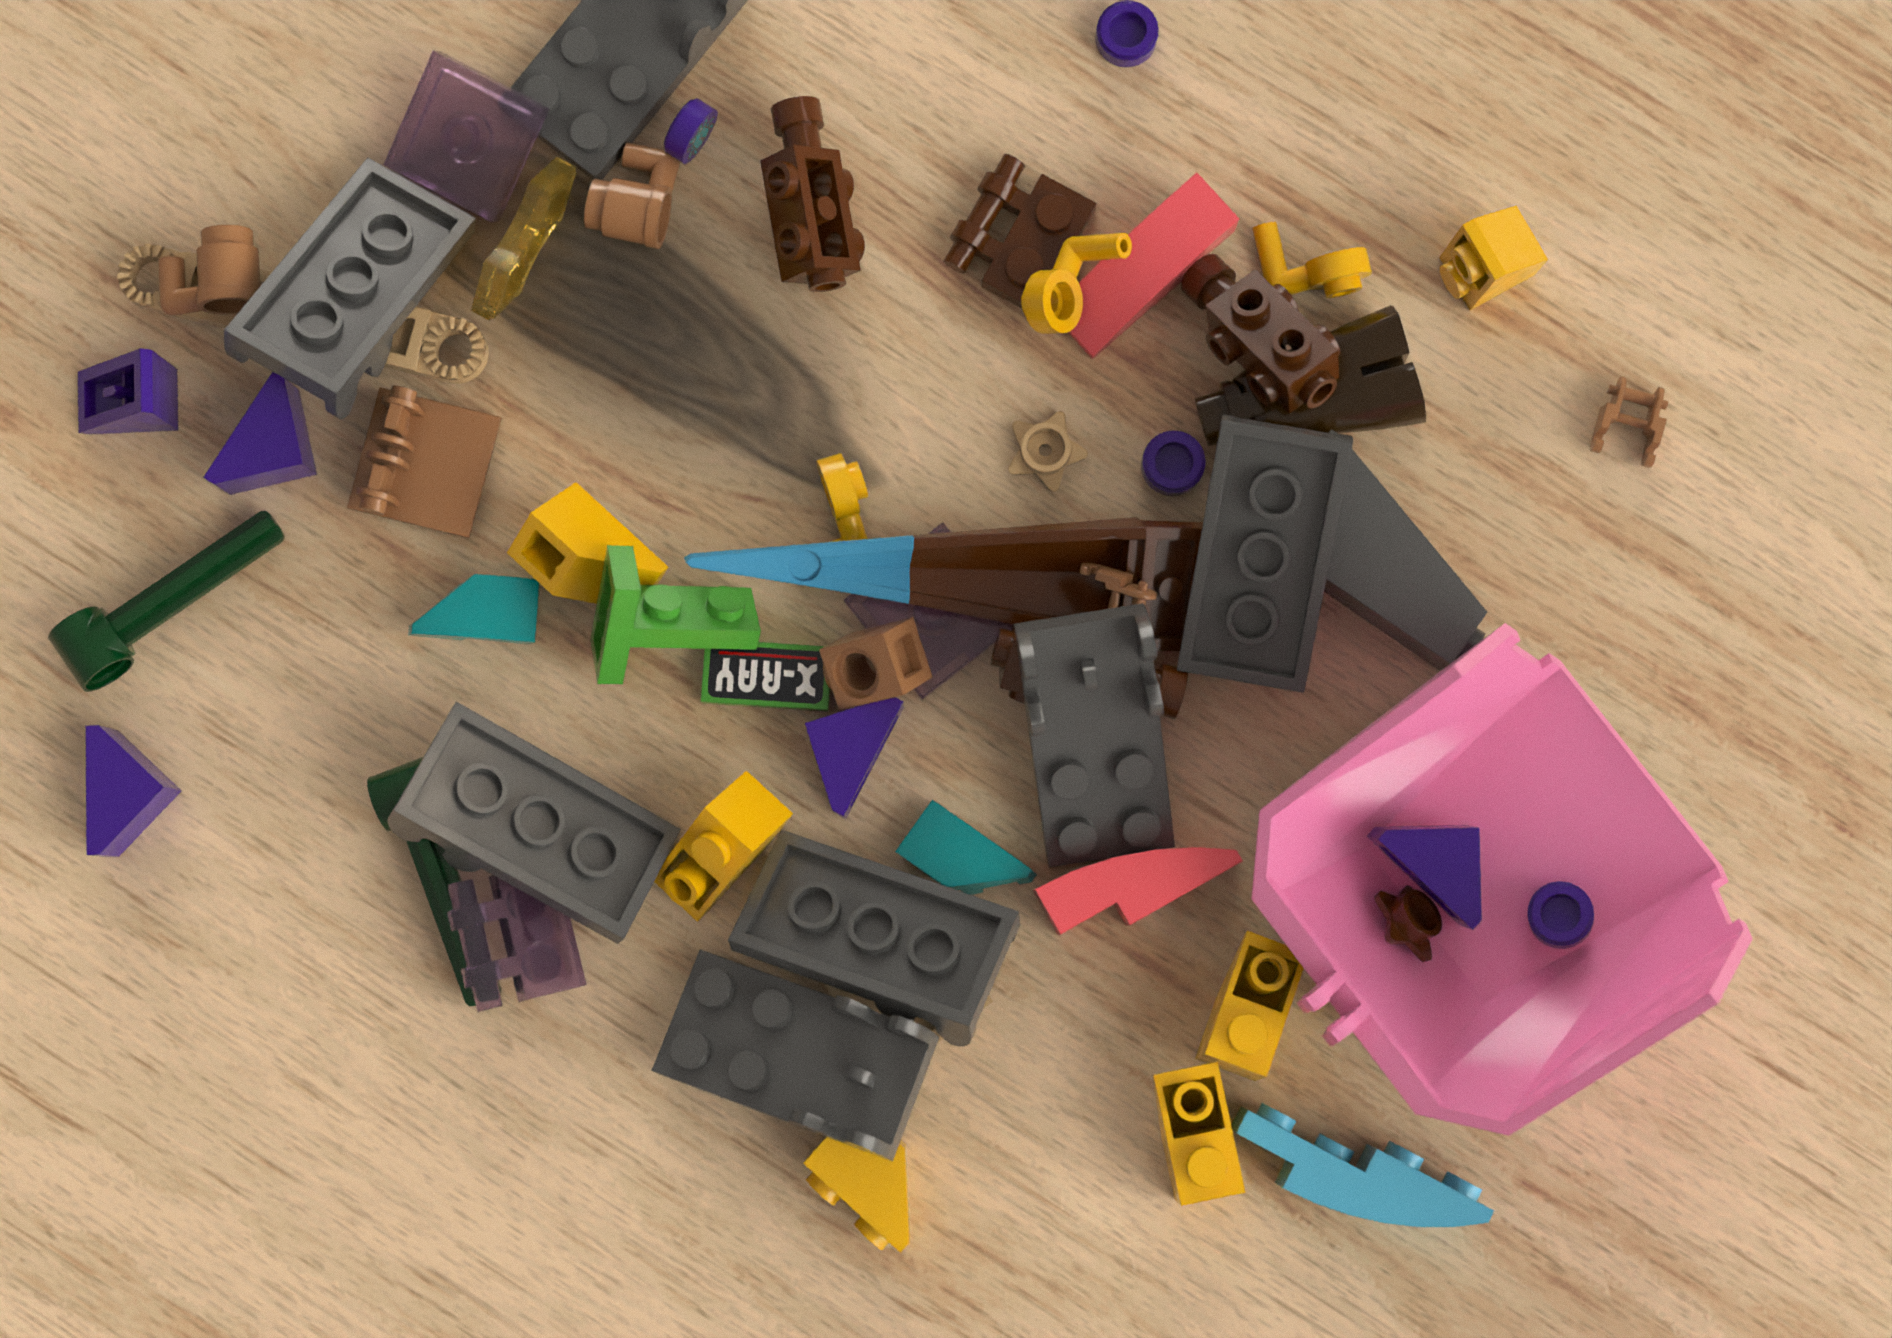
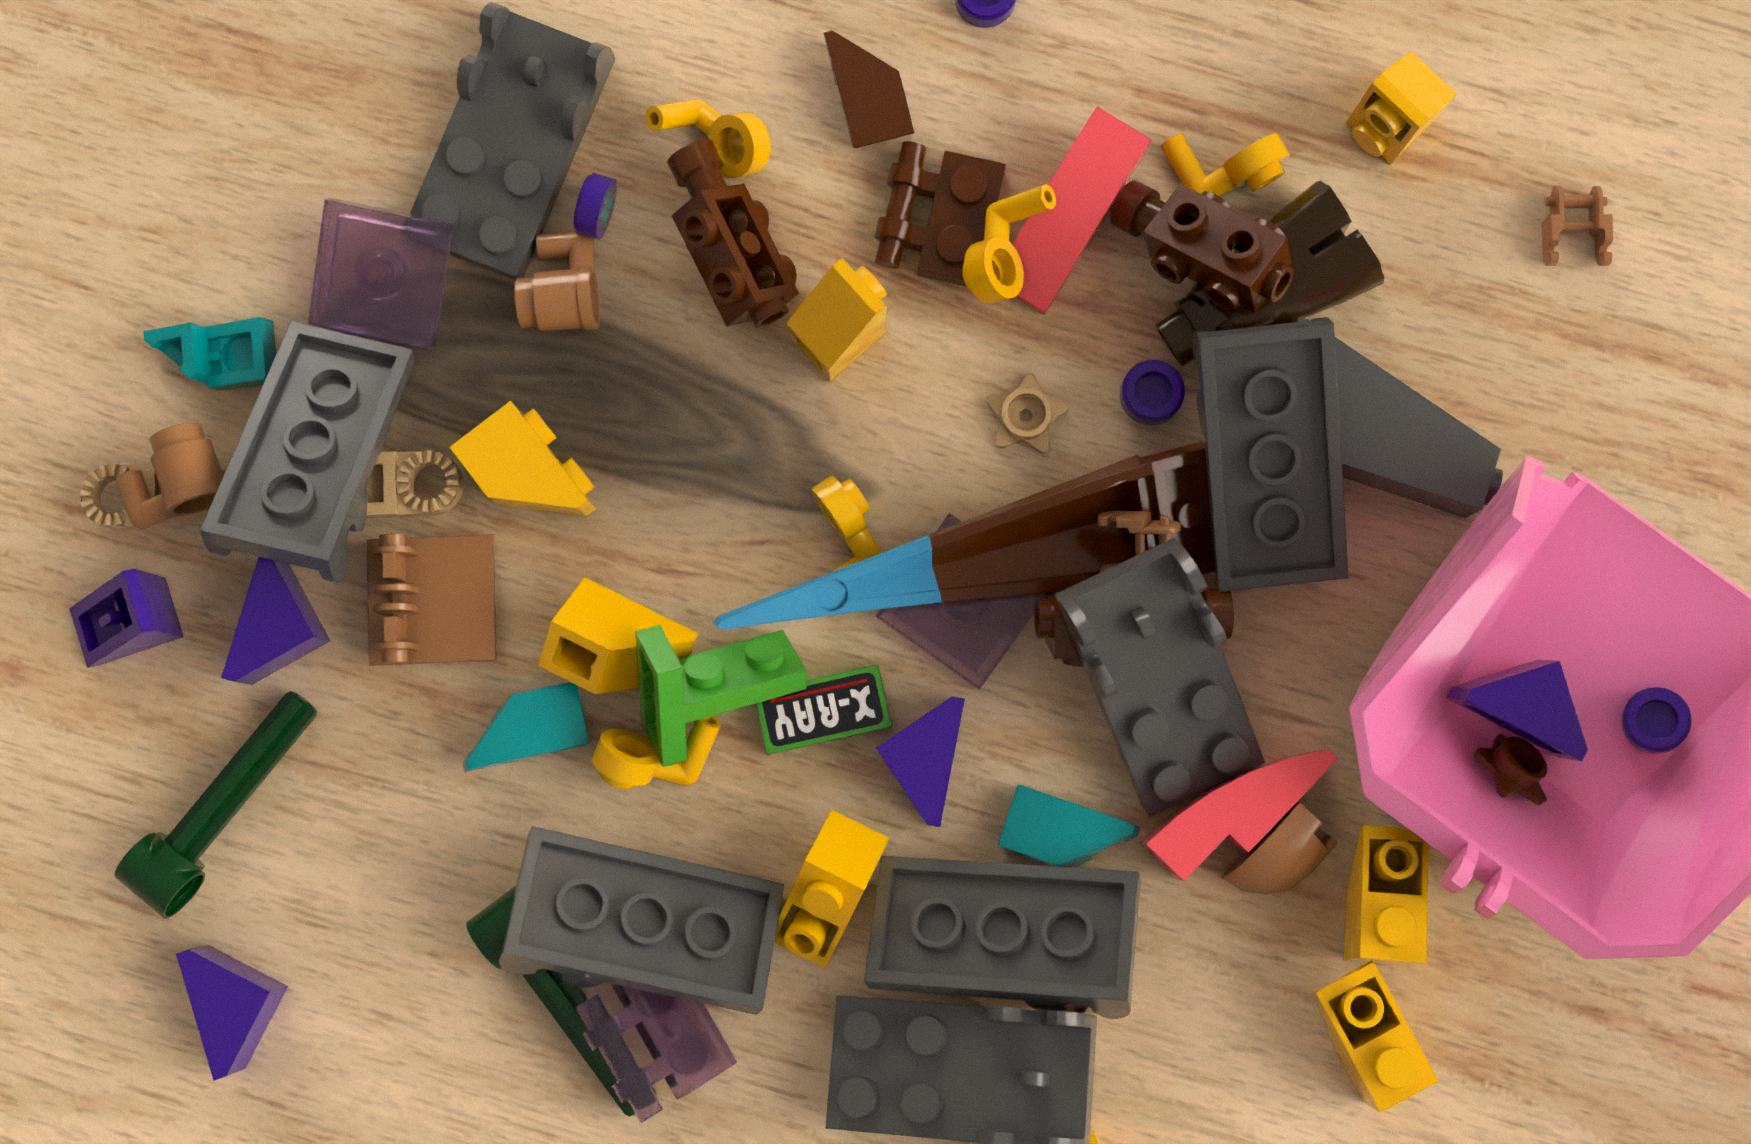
camera: 10 degrees left, 0 degrees up
(291, 171) = (220, 354): none -> teal slope
(512, 259) = (460, 379): clear yellow tile -> none
(543, 358) = (518, 469): none -> yellow slope
(569, 669) = (630, 760): none -> yellow plate
(845, 104) = (738, 137): none -> yellow plate
(891, 305) = (840, 318): none -> yellow slope
(896, 657) = (939, 651): medium nougat brick -> none
(985, 97) = (868, 92): none -> reddish brown slope
(1166, 940) = (1283, 855): none -> medium nougat brick
(1379, 1188) = (1557, 1036): medium azure slope -> none

